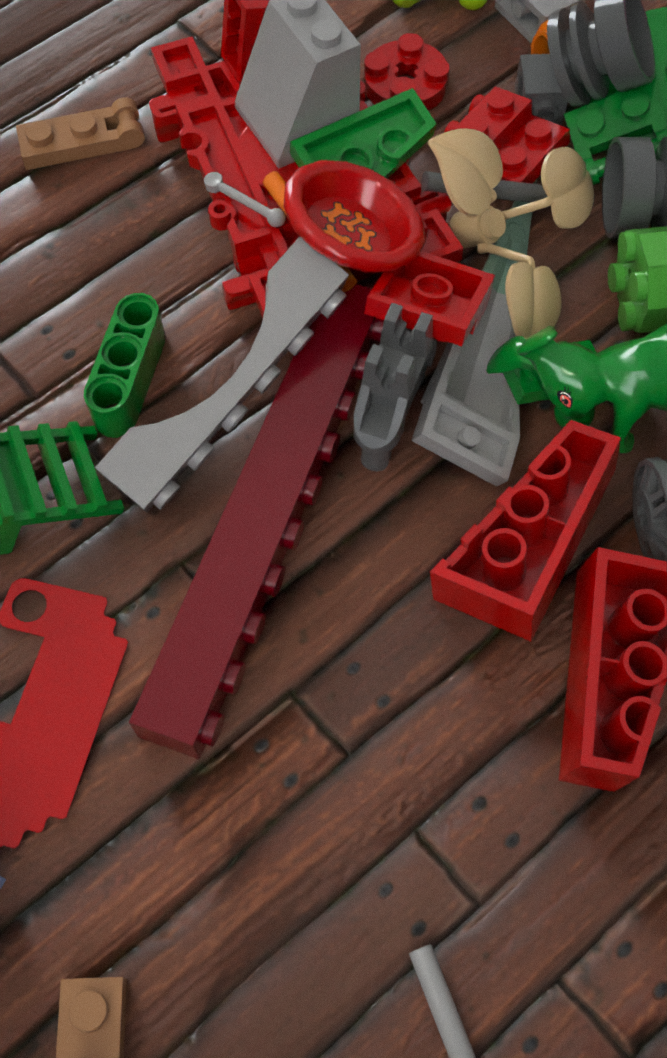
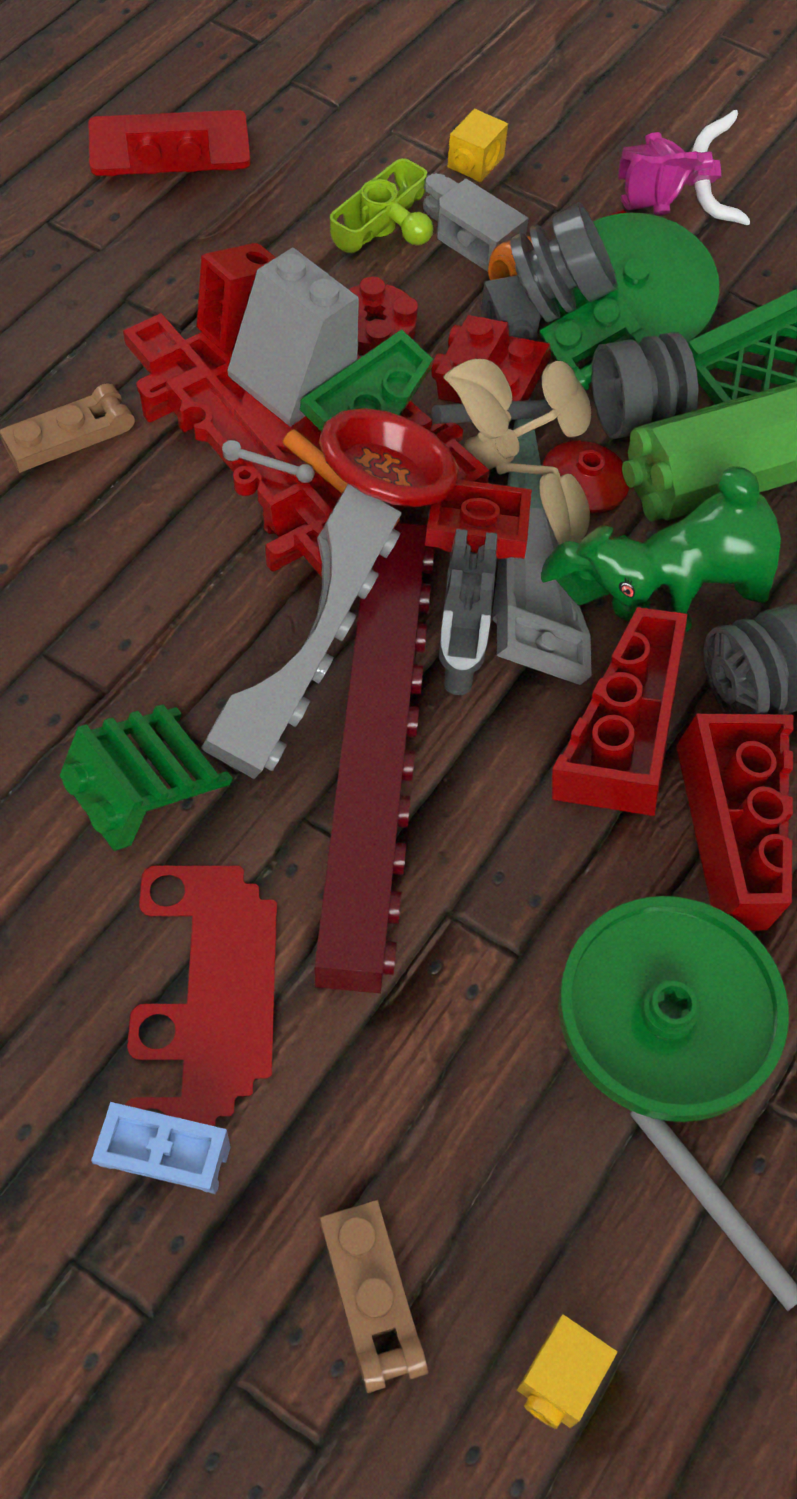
camera: 20 degrees left, 5 degrees down
(126, 385) = (198, 659): green beam -> none
(483, 857) = (673, 1008): none -> green dish
(578, 267) = (596, 471): none -> red dish

